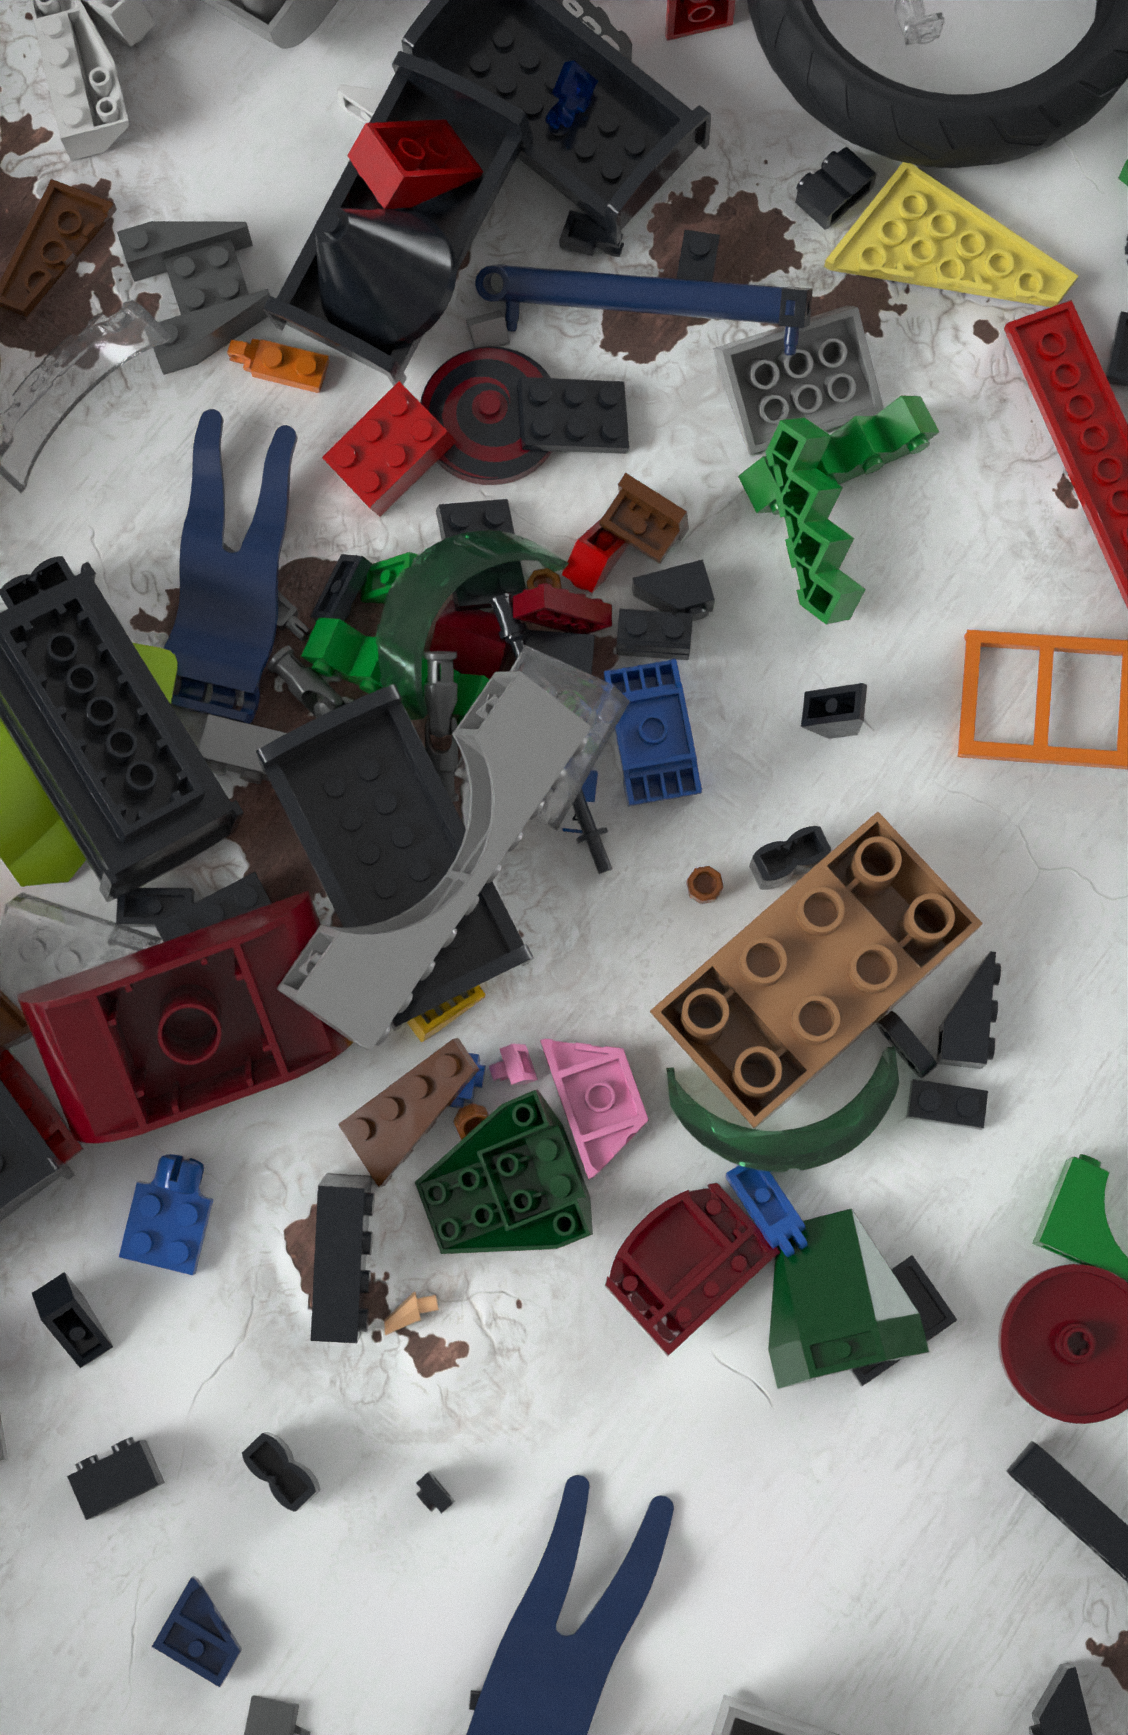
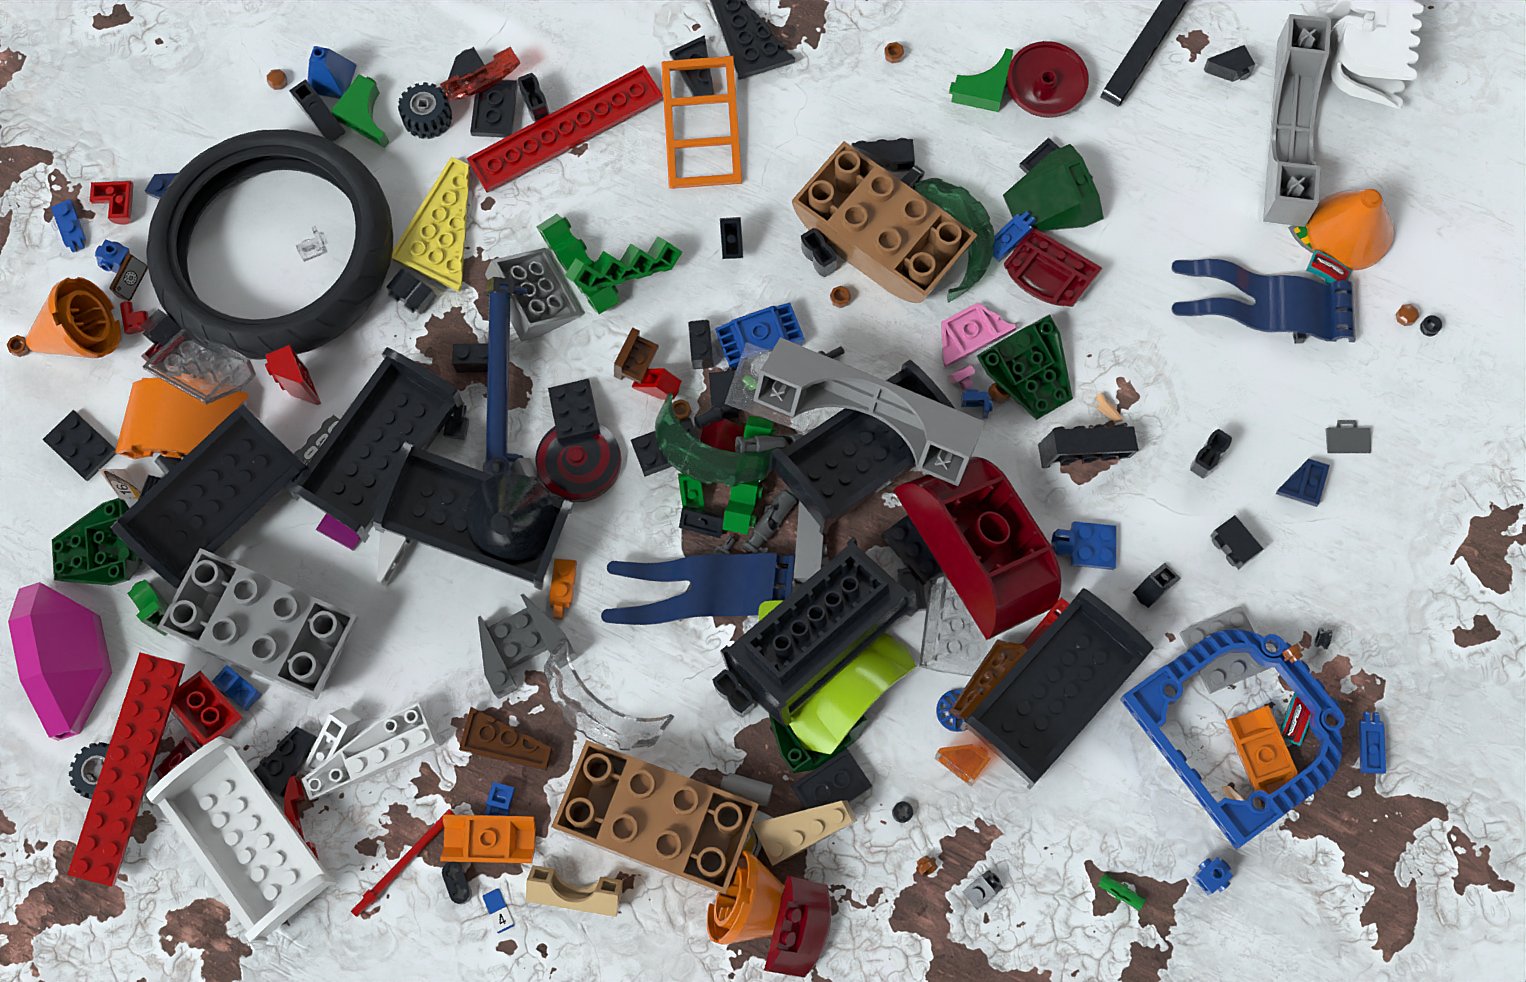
camera: 95 degrees left, 5 degrees down
(389, 449) = (612, 506): red brick -> none
(400, 1115) = (1002, 426): reddish brown wing -> none
(411, 161) = (438, 508): red slope -> none
(433, 1493) = (1201, 376): black plate -> none
(562, 610) = (698, 390): dark red piece -> none
(574, 92) = (374, 435): clear blue plate -> none
(677, 590) = (672, 335): black slope -> none
(947, 1104) = (935, 159): black plate -> none

